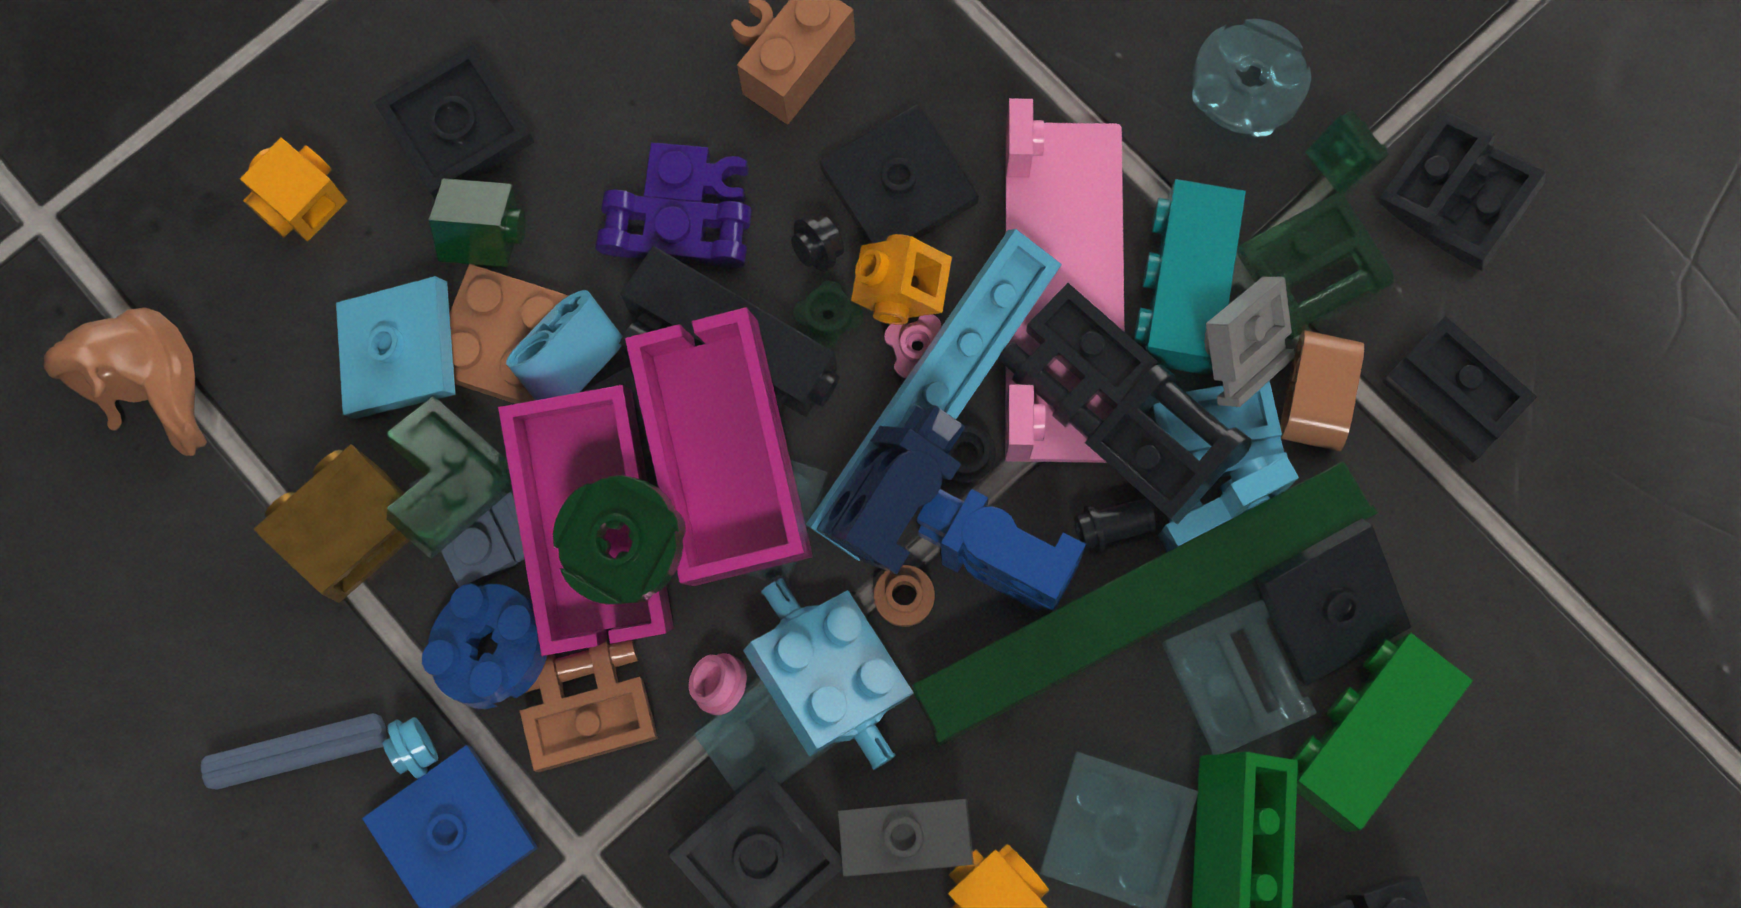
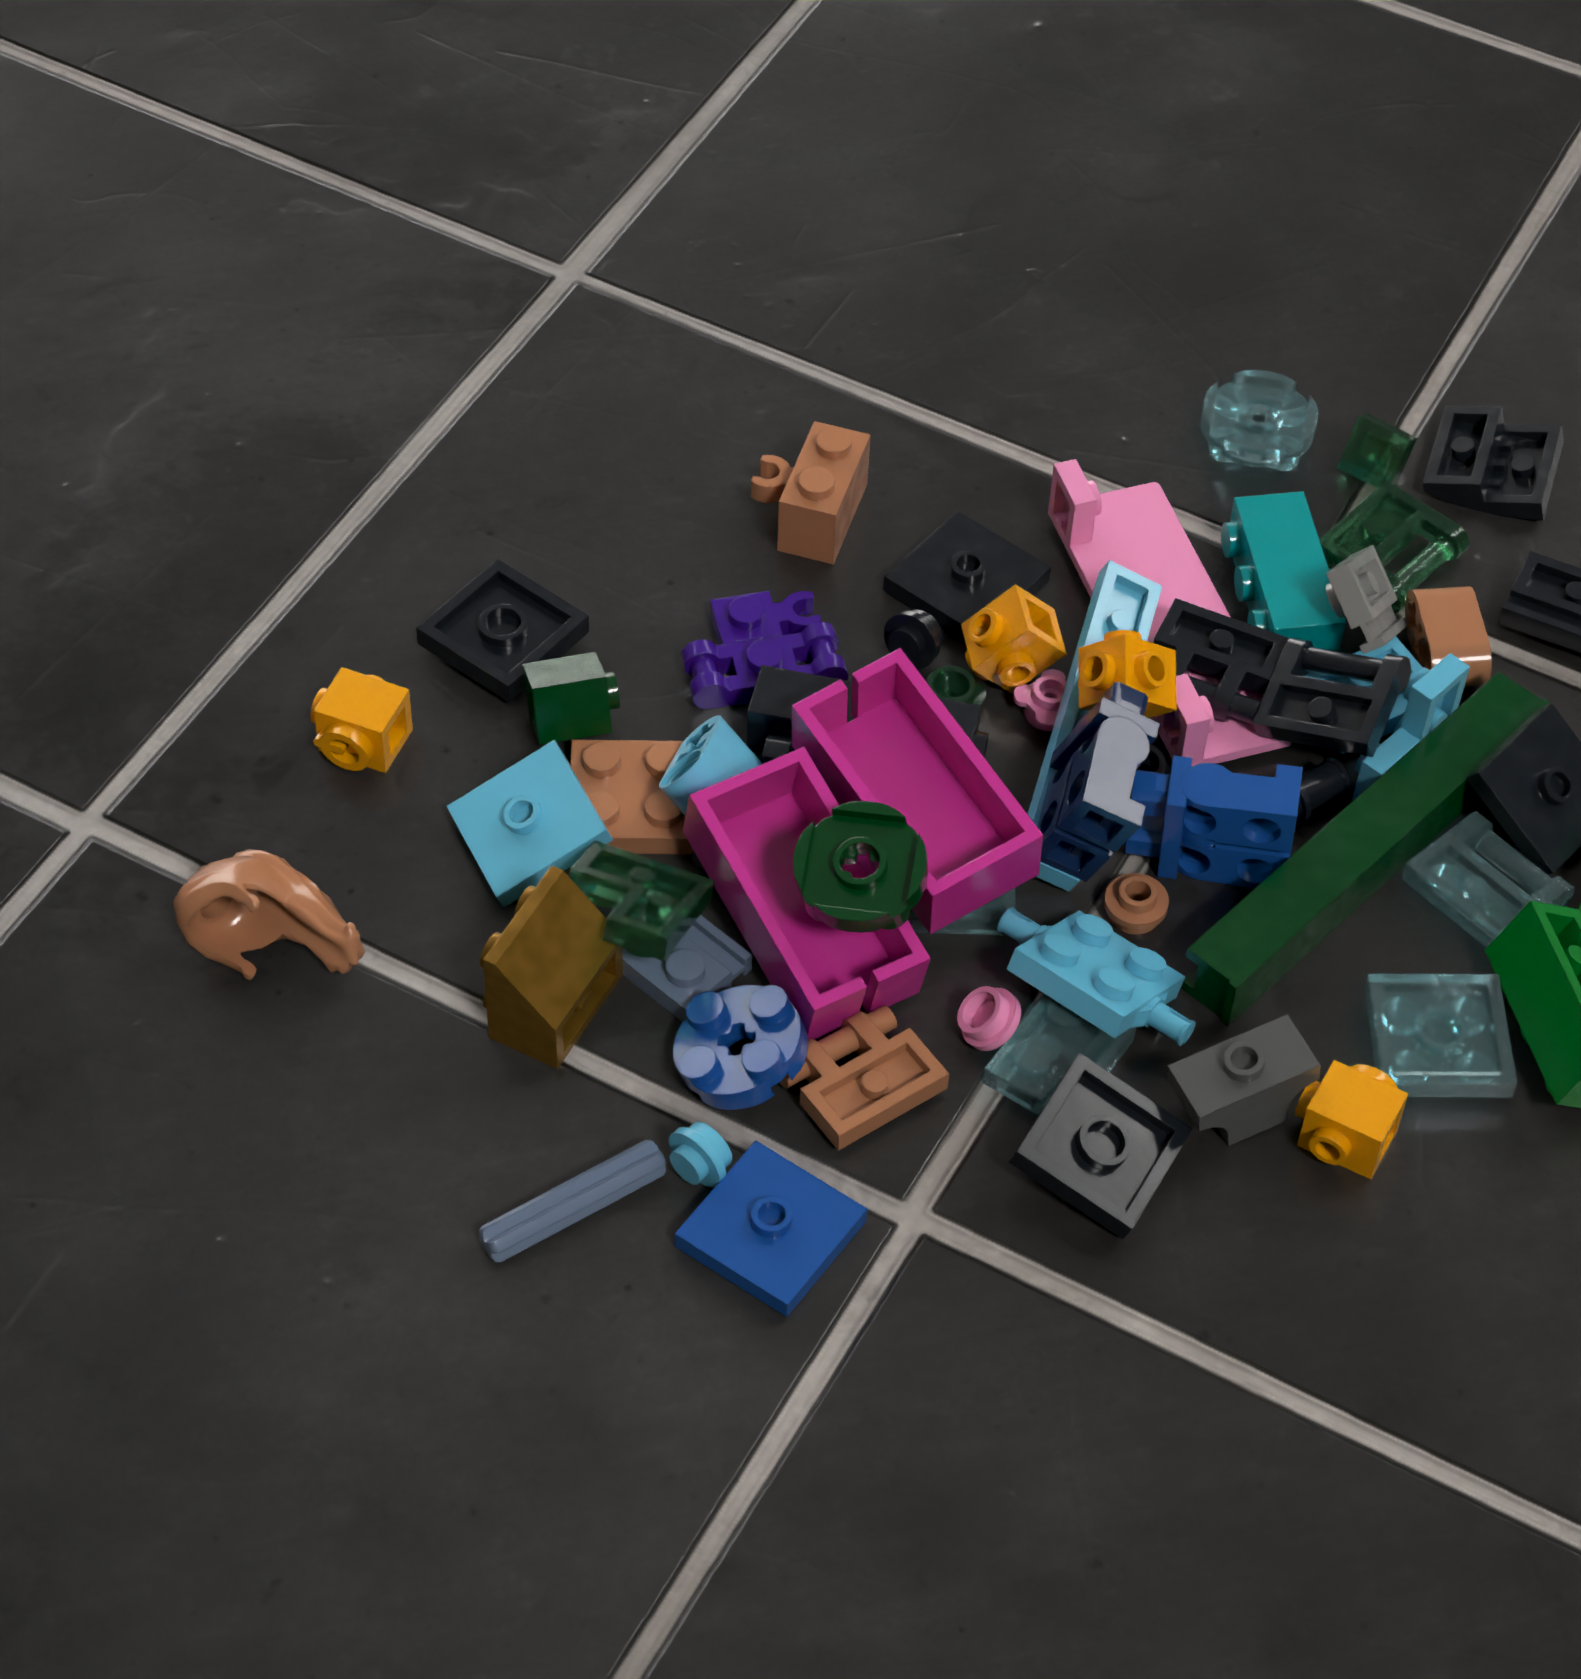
camera: 25 degrees left, 25 degrees down
(970, 378) = (1133, 662): none -> light orange brick

